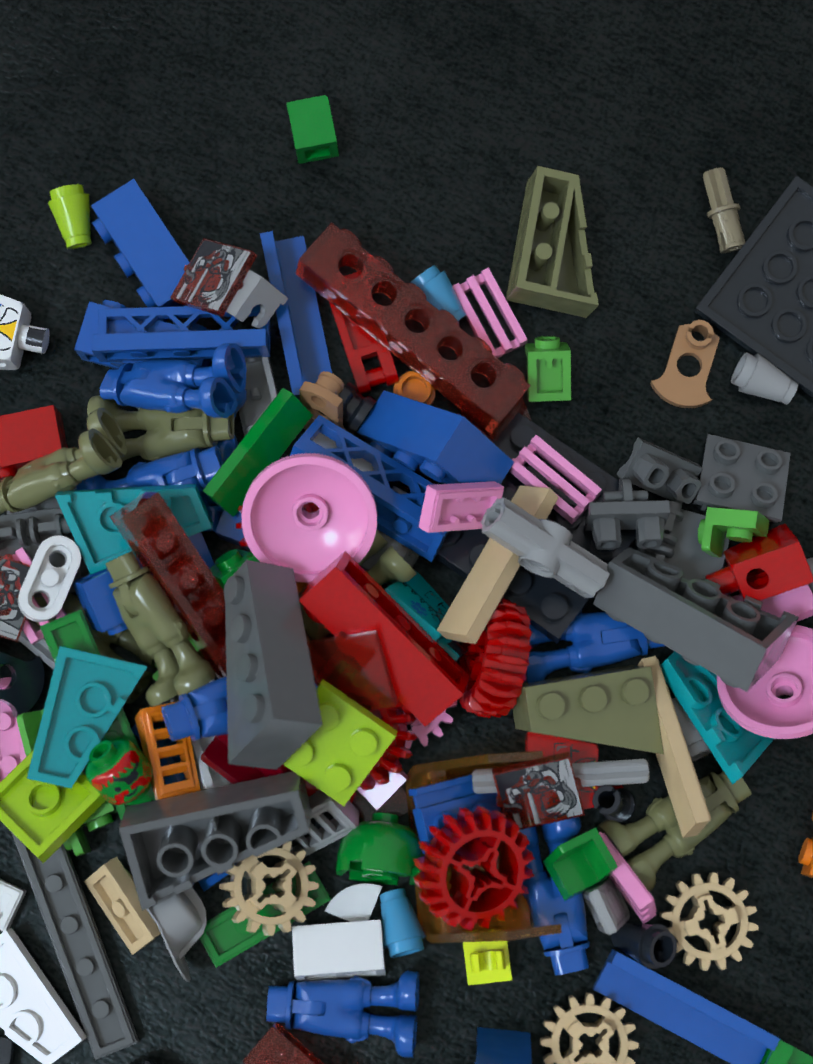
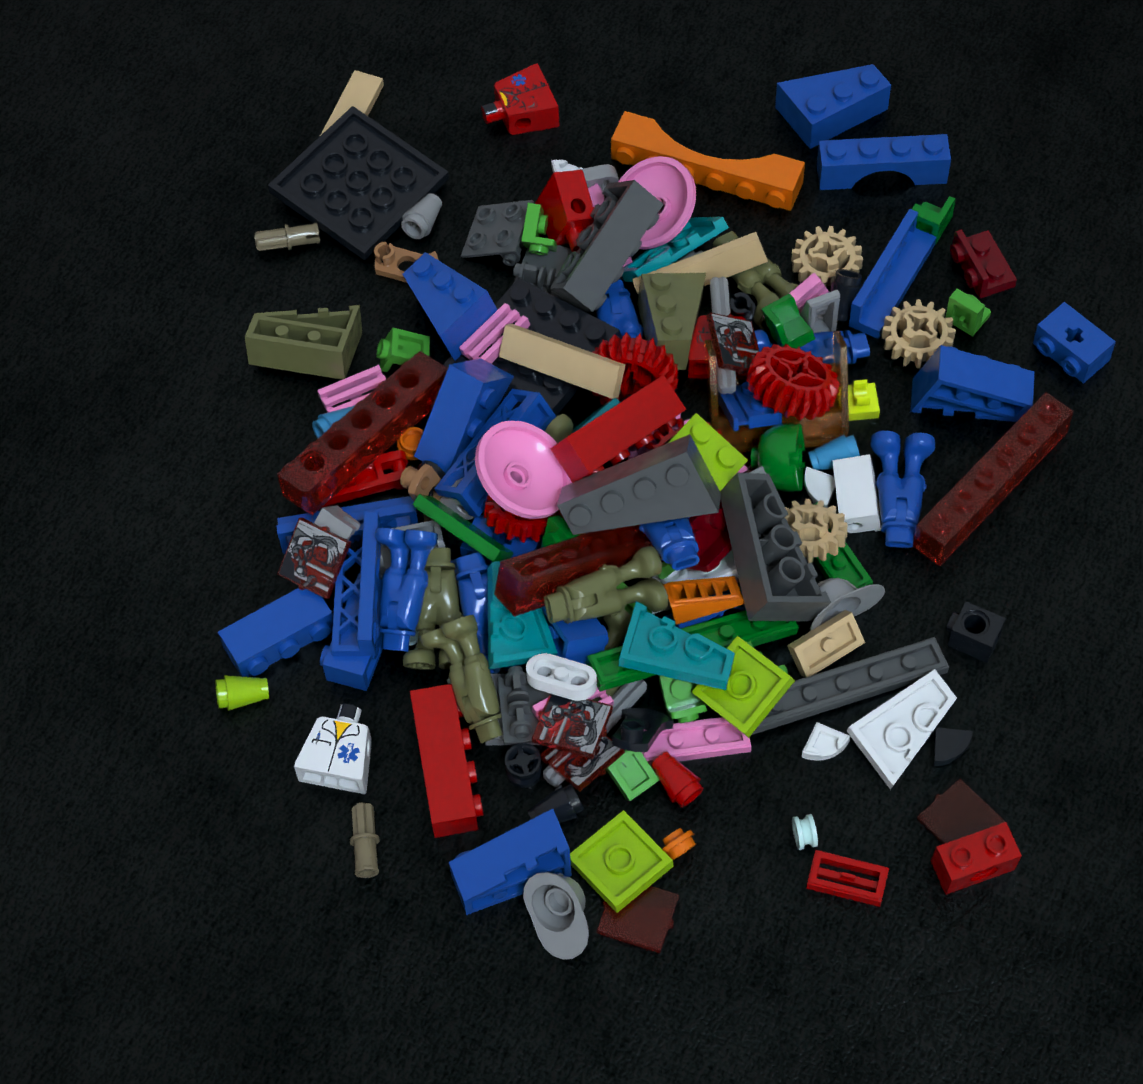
camera: 90 degrees left, 20 degrees down
(119, 771) = (721, 620): green head -> none
(312, 129) = (187, 509): green panel -> none
(354, 667) = (641, 435): clear red piece -> none
(457, 505) = (517, 378): bright pink plate -> none
(544, 548) = (552, 320): light grey piece -> none
(606, 416) = (449, 300): none -> blue wedge
(627, 511) = (523, 283): dark grey hips -> none
(662, 472) = (494, 271): dark grey hips -> none

